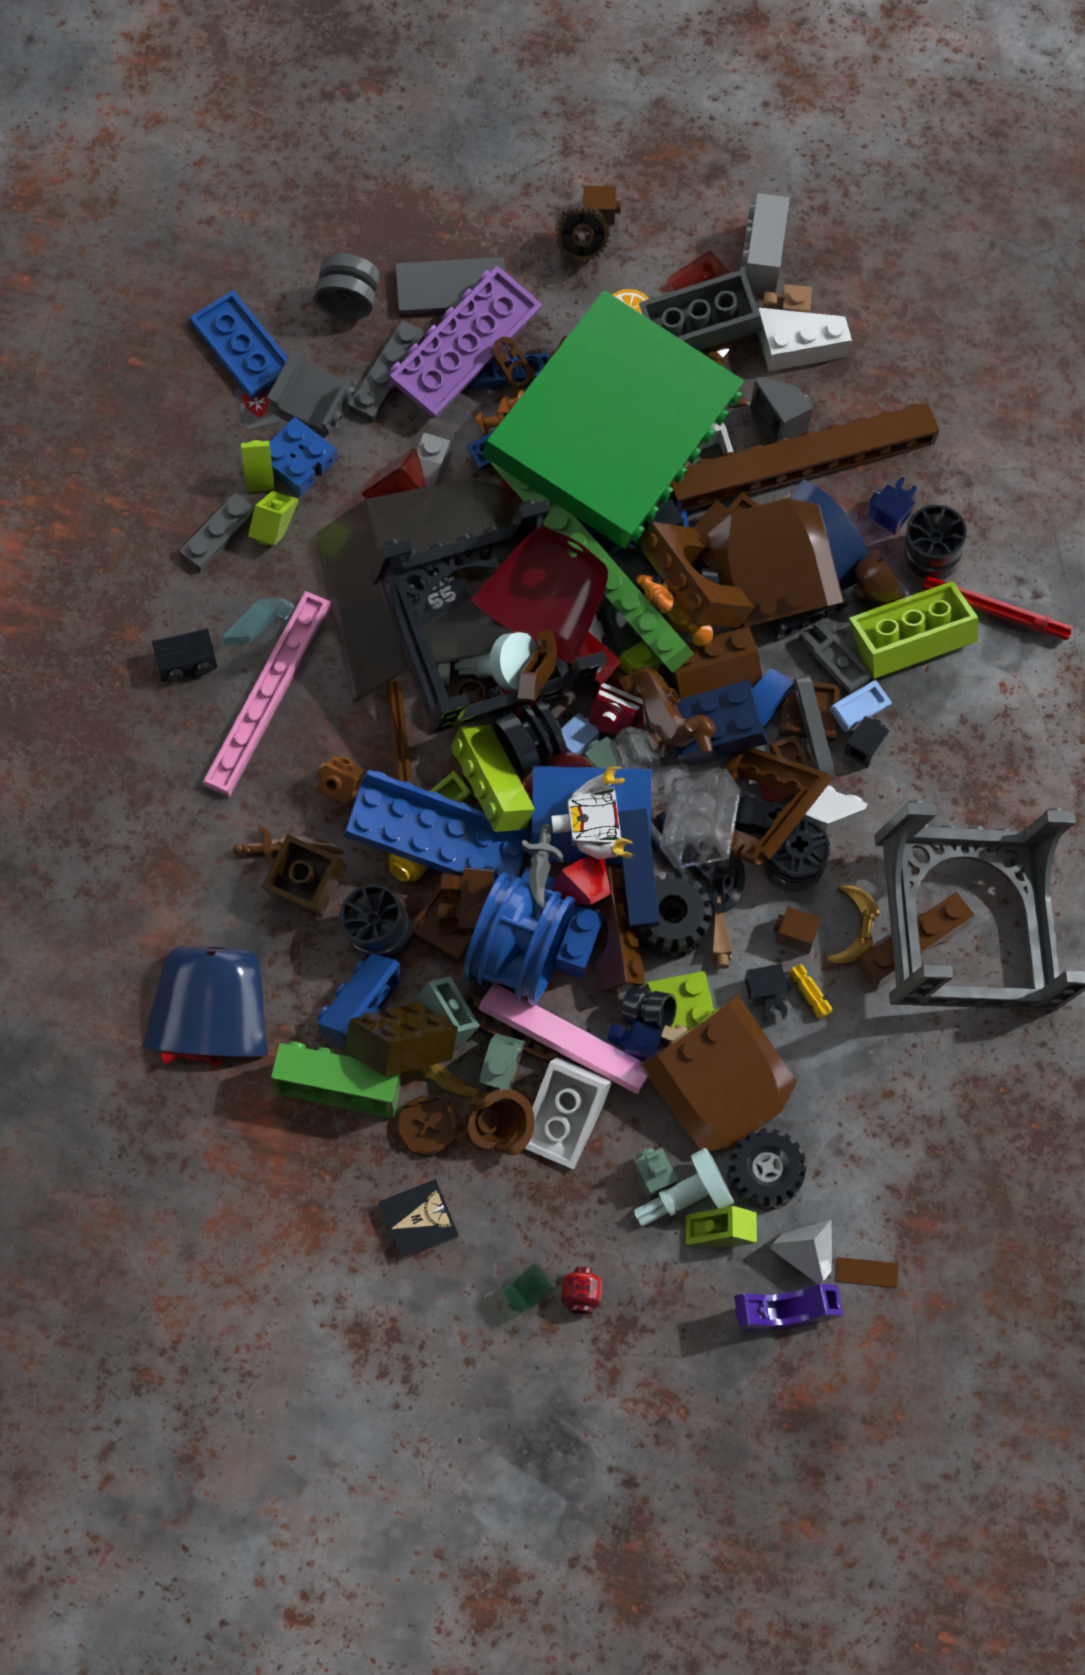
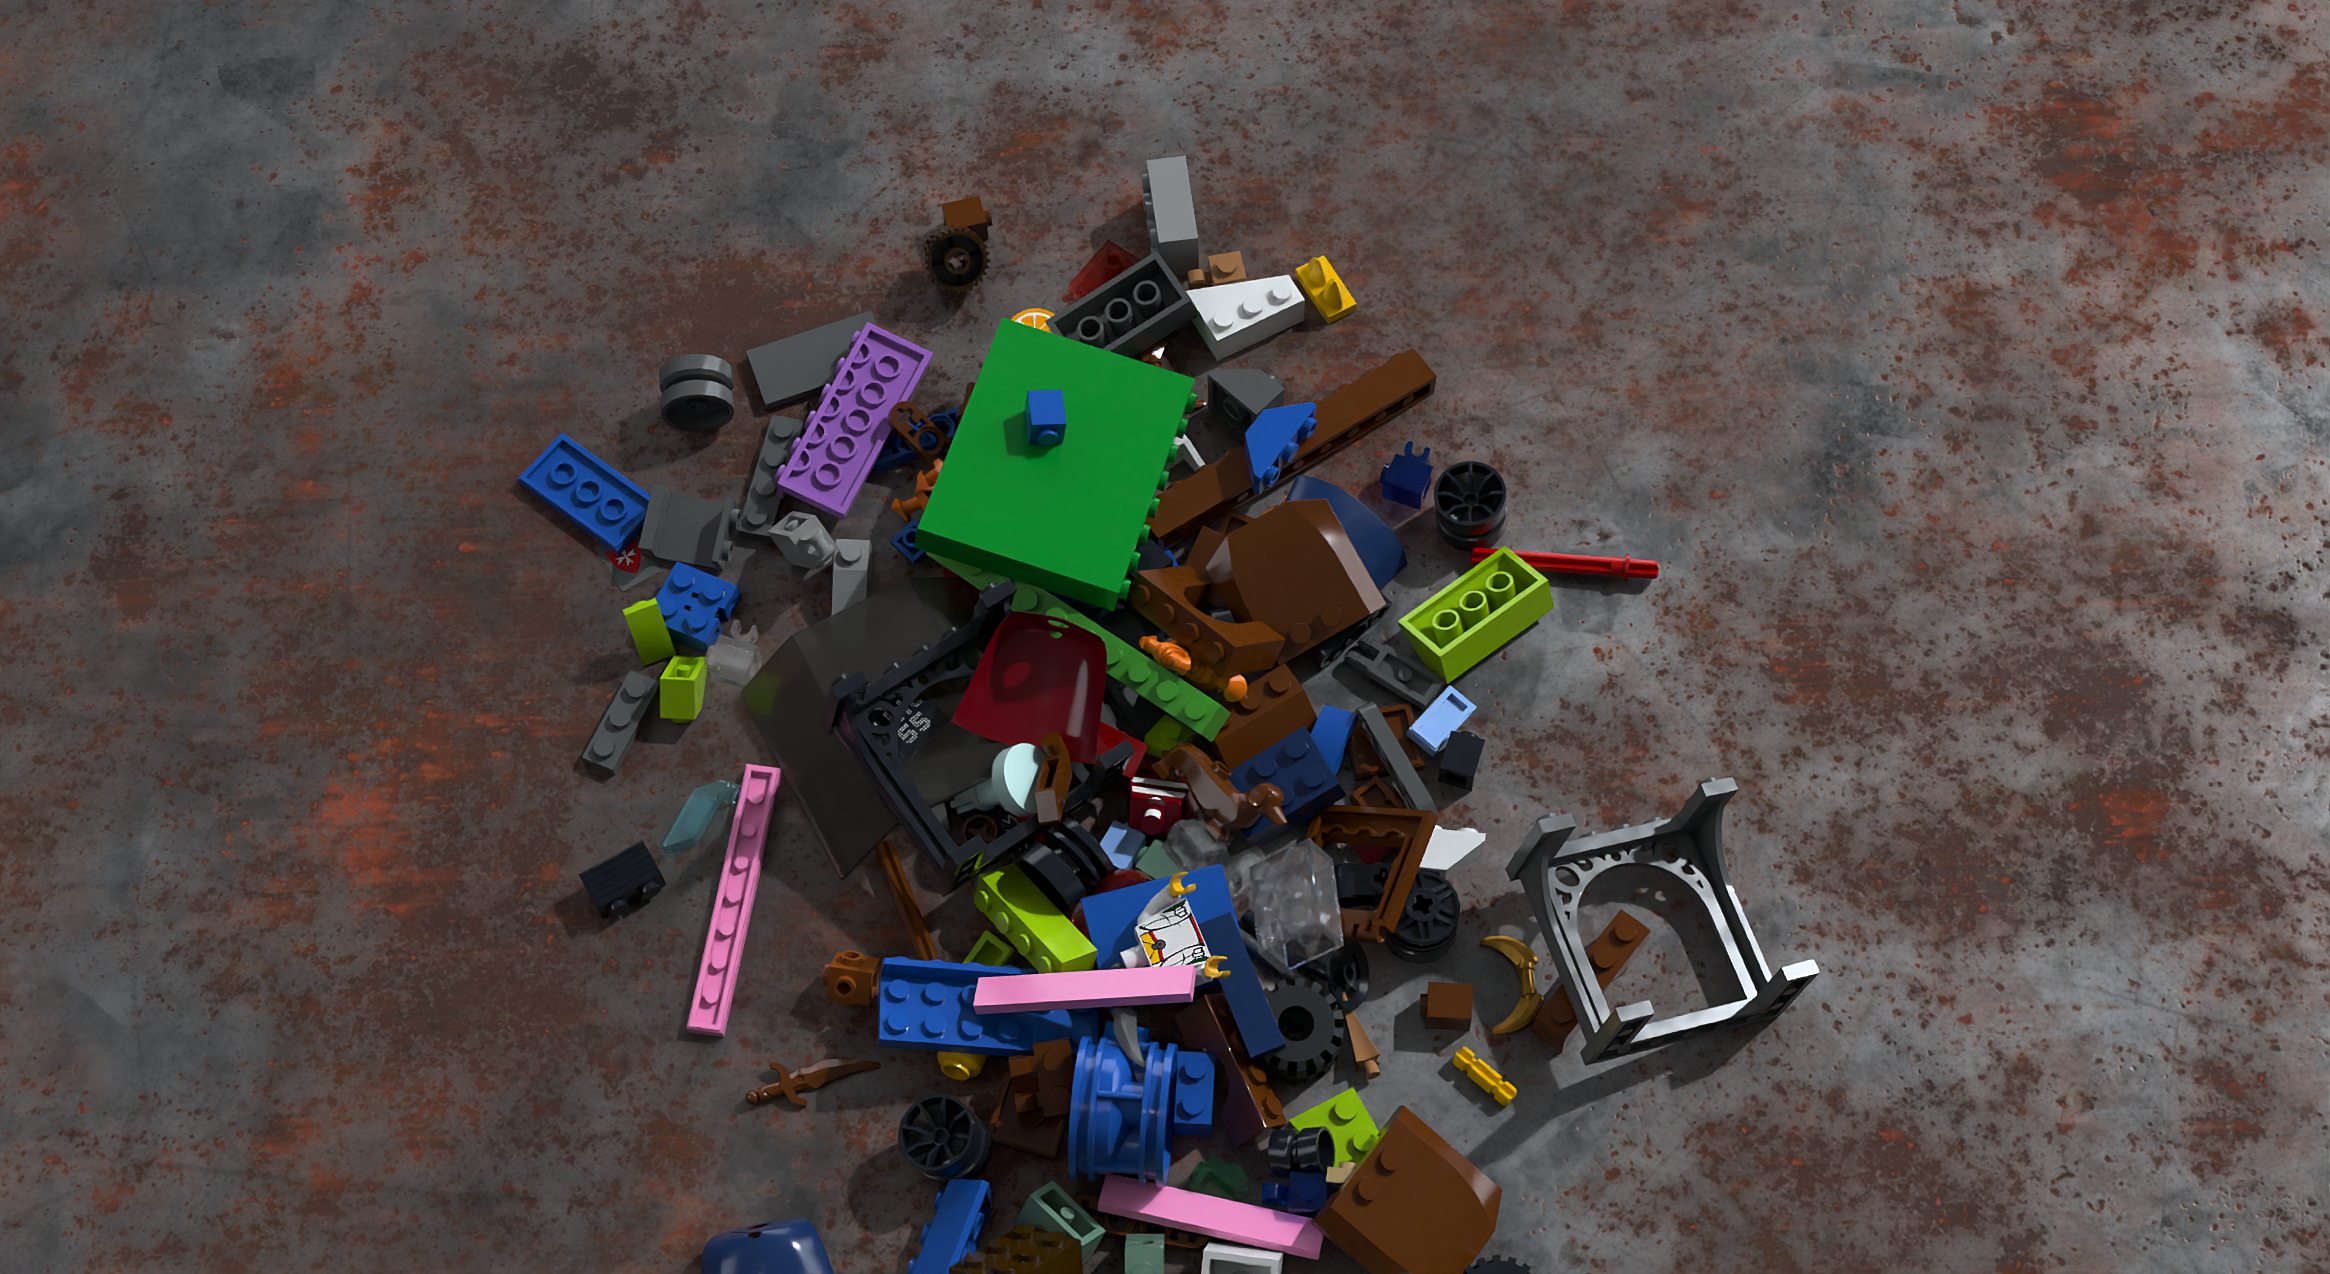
camera: 10 degrees left, 5 degrees down
(304, 876) = (841, 1107): dark brown brick -> none
(317, 505) = (734, 658): none -> clear brick
(397, 426) = (803, 540): none -> light grey brick
(399, 476) = (818, 600): clear red slope -> none
(516, 836) = (1085, 989): none -> bright pink tile
(584, 881) = (1181, 1023): red slope -> none
(586, 1012) = (1227, 1177): none -> clear green bracket
(614, 379) = (1045, 417): none -> blue brick
(769, 988) = (1435, 1086): black brick -> none
(794, 447) = (1275, 440): none -> blue slope
(872, 336) = (1325, 289): none -> yellow tile
(876, 581) = (1417, 569): reddish brown cylinder -> none

